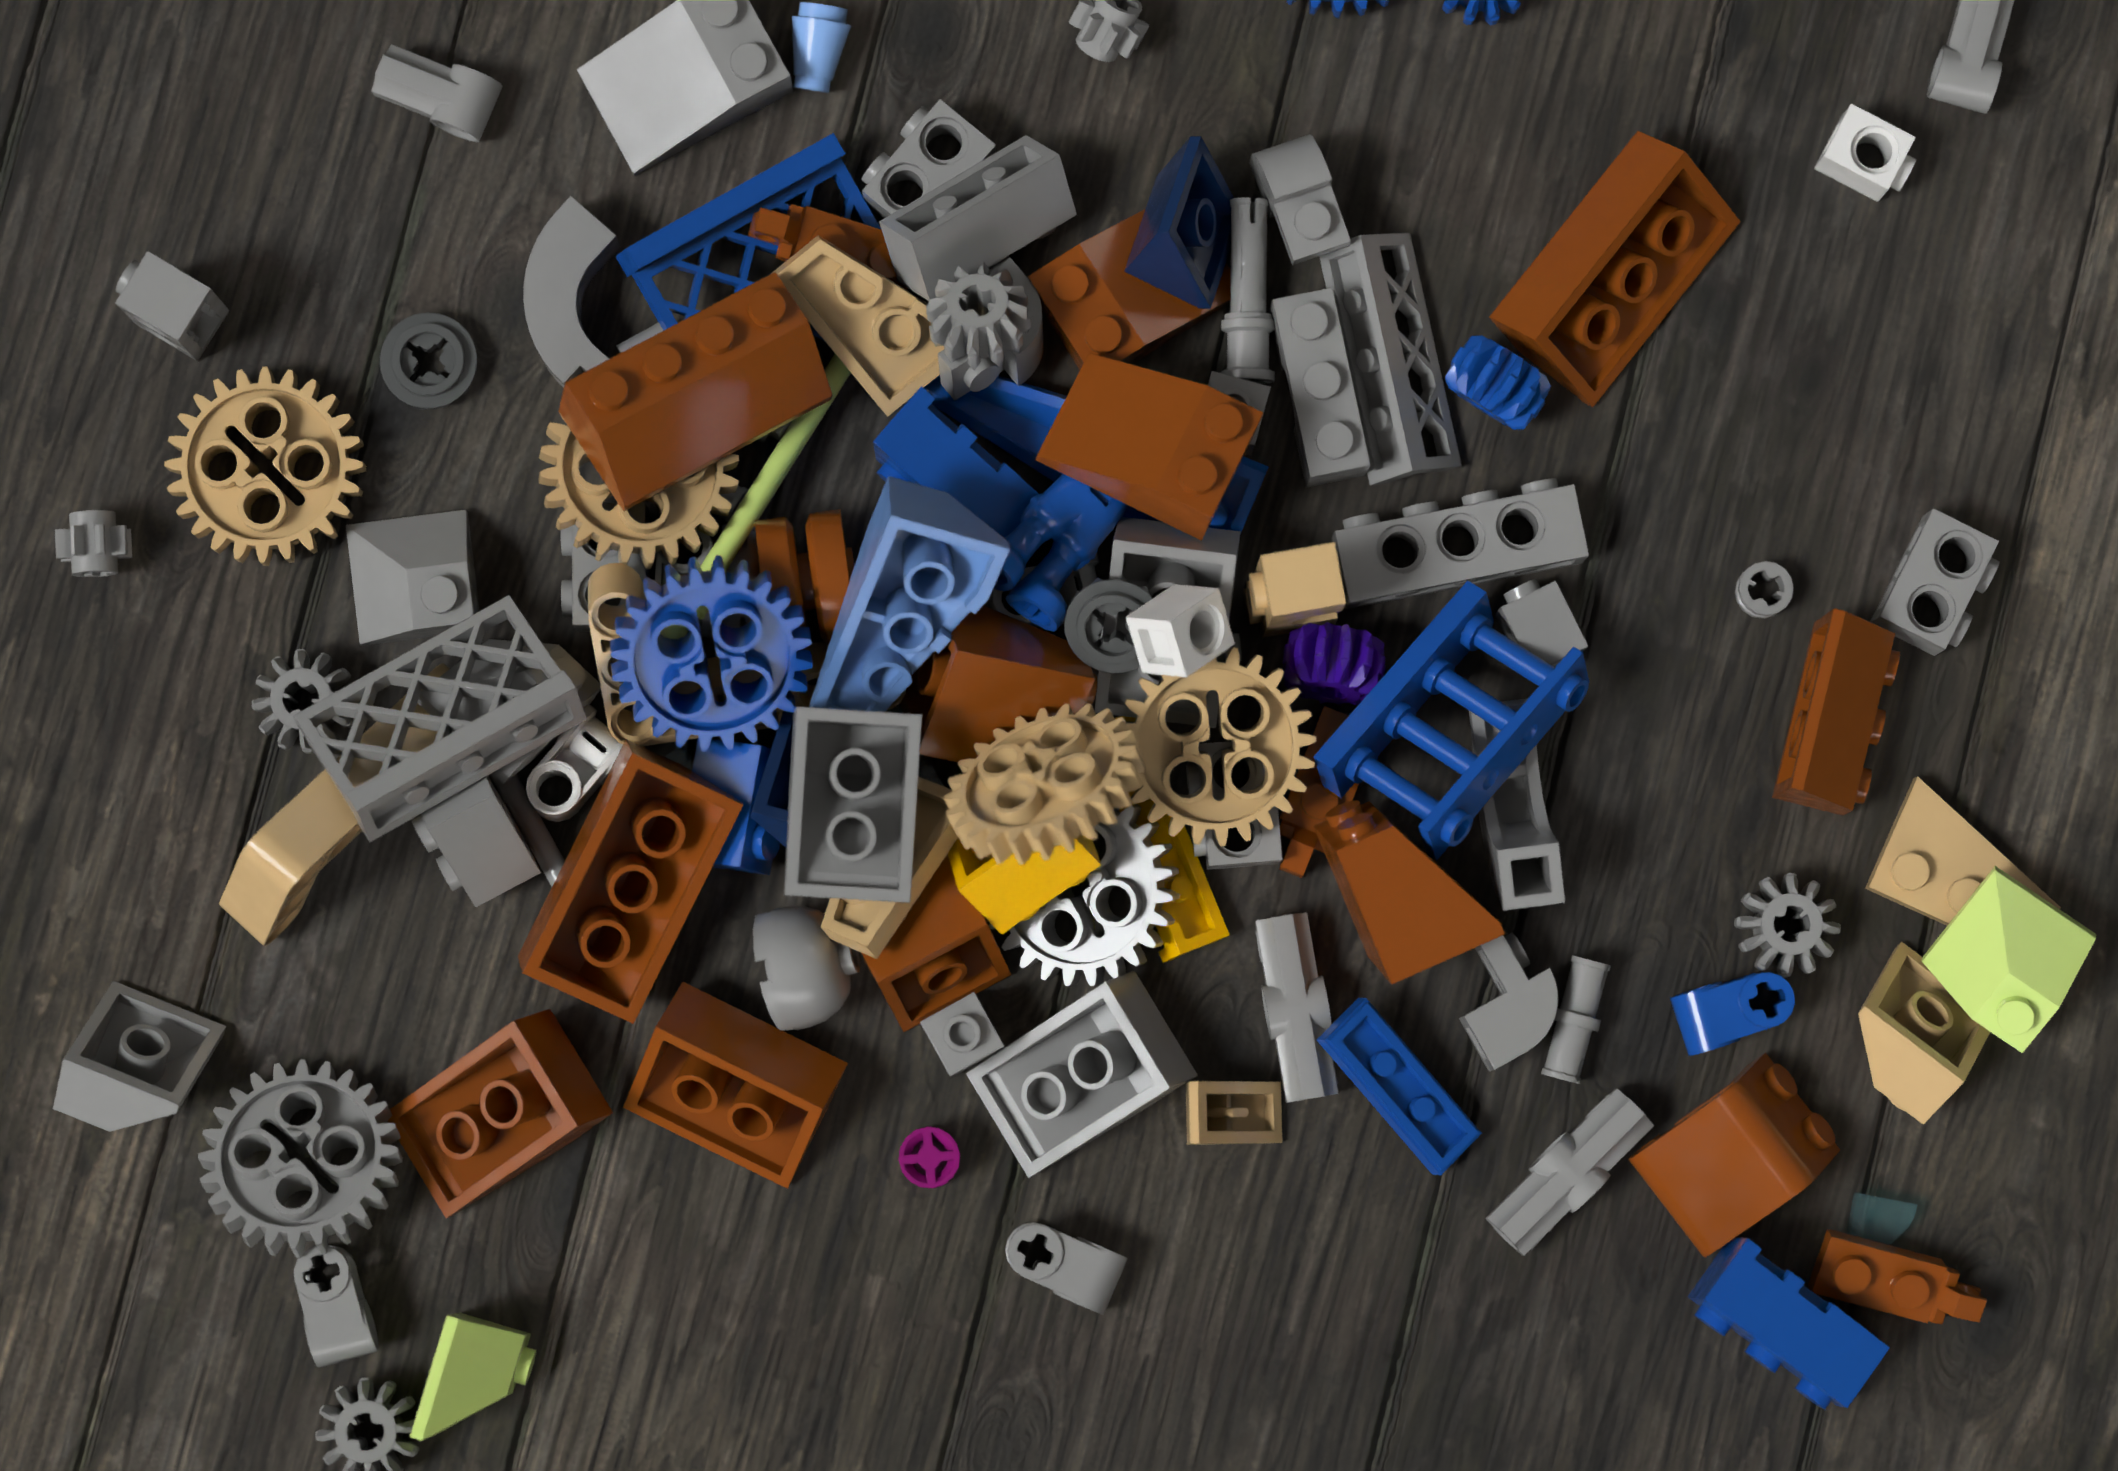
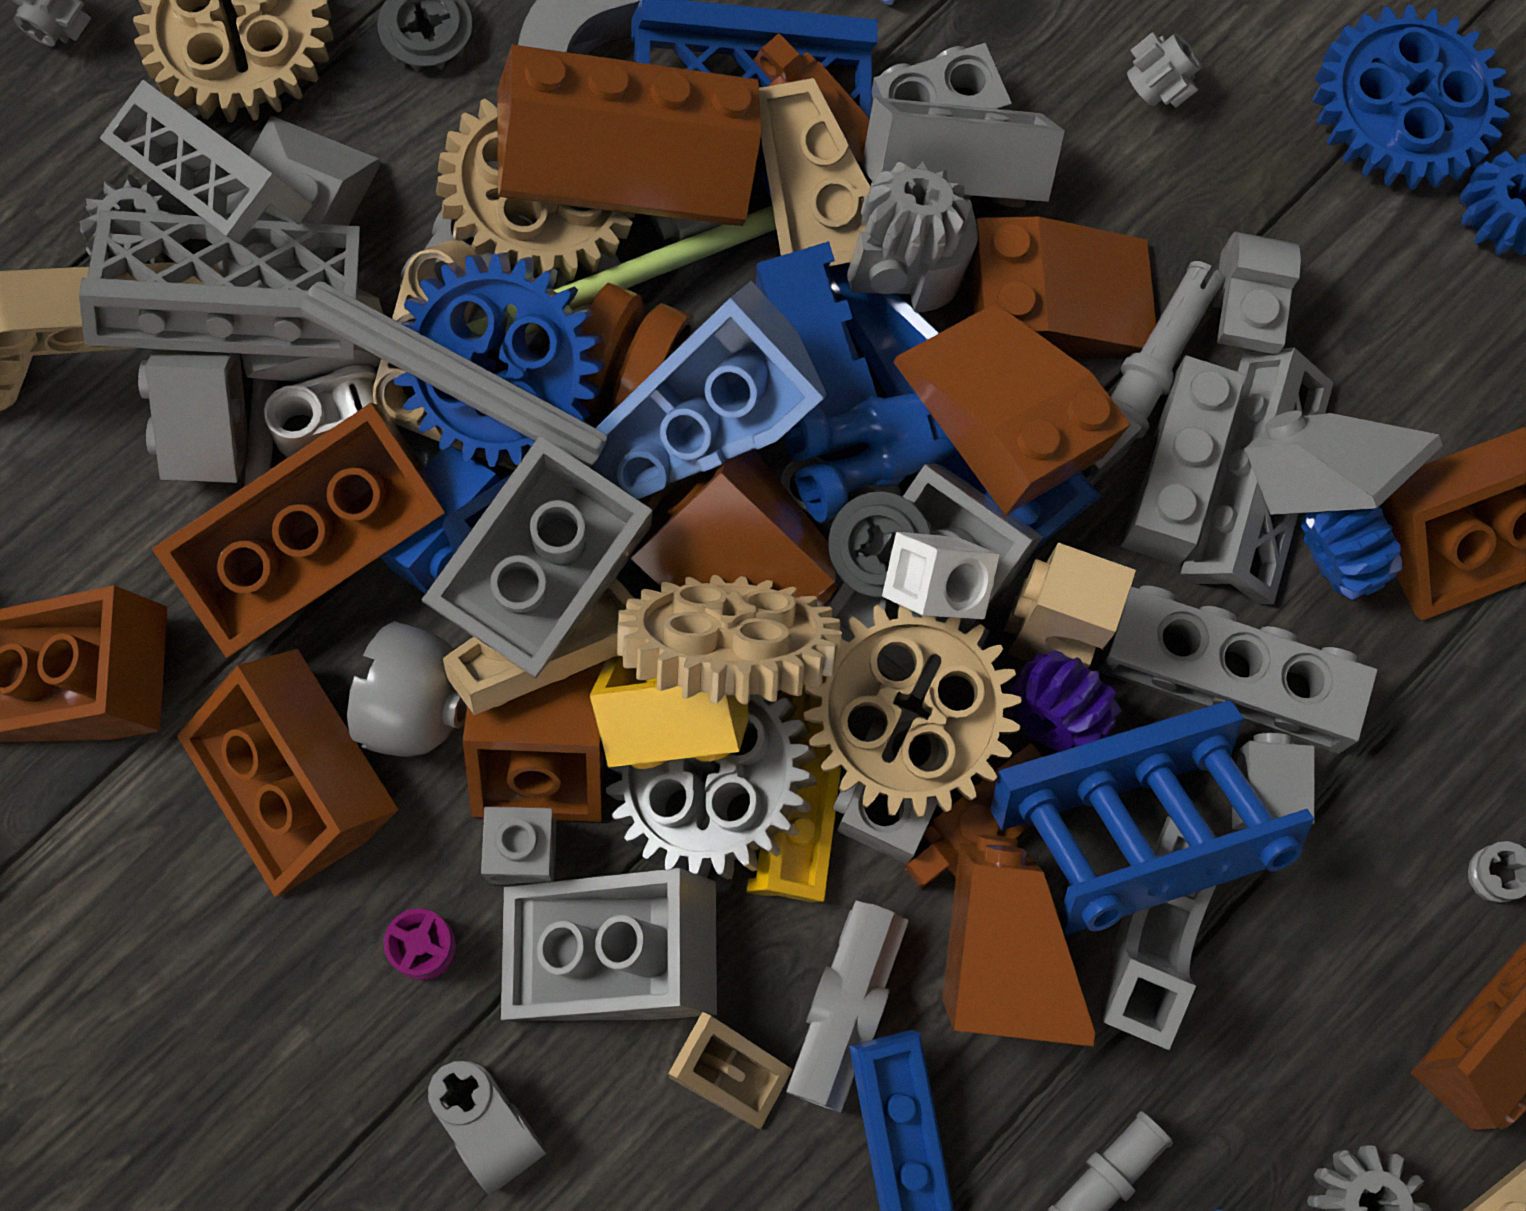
camera: 30 degrees right, 10 degrees down
(348, 600) = (172, 124): none -> light grey fence
(691, 693) = (451, 372): none -> light grey axle
(1185, 228) = (1141, 260): dark blue slope -> none
(1448, 328) = (1334, 461): none -> light grey slope
(1521, 1013) = (1061, 1137): light grey brick -> none

